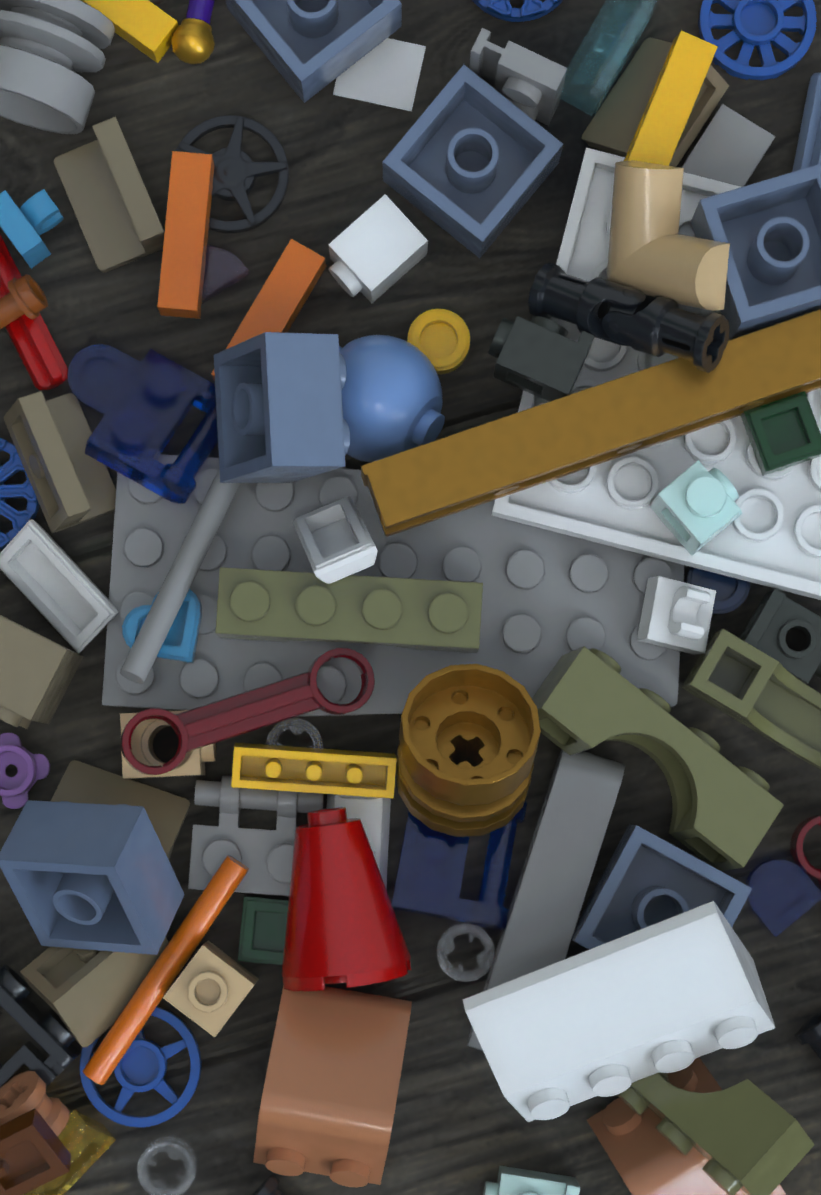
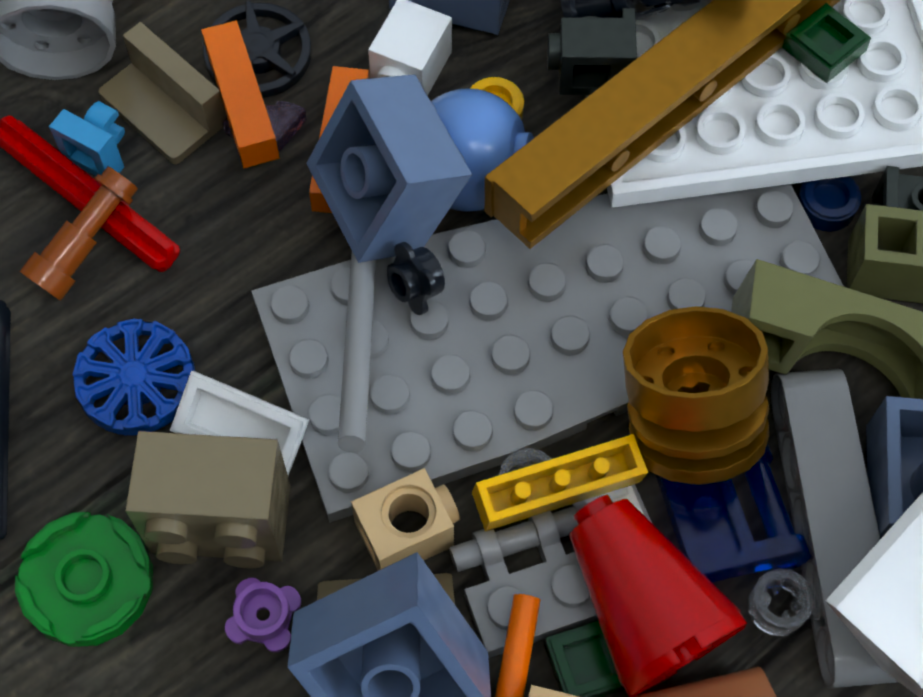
camera: 20 degrees left, 20 degrees down
(52, 450) = (196, 314): dark tan panel -> none
(99, 375) = (211, 241): clear blue tile -> none
(145, 421) = (266, 247): clear blue plate -> none
(183, 635) = (381, 414): dark azure tile -> none
(249, 711) = (472, 447): dark red piece -> none
(267, 517) = (415, 276): none -> black plate
(336, 540) = (491, 260): white tile -> none
(350, 610) = (468, 335): olive arch -> none
(676, 615) = (815, 222): white tile -> none
(697, 506) = (796, 92): light aqua brick -> none

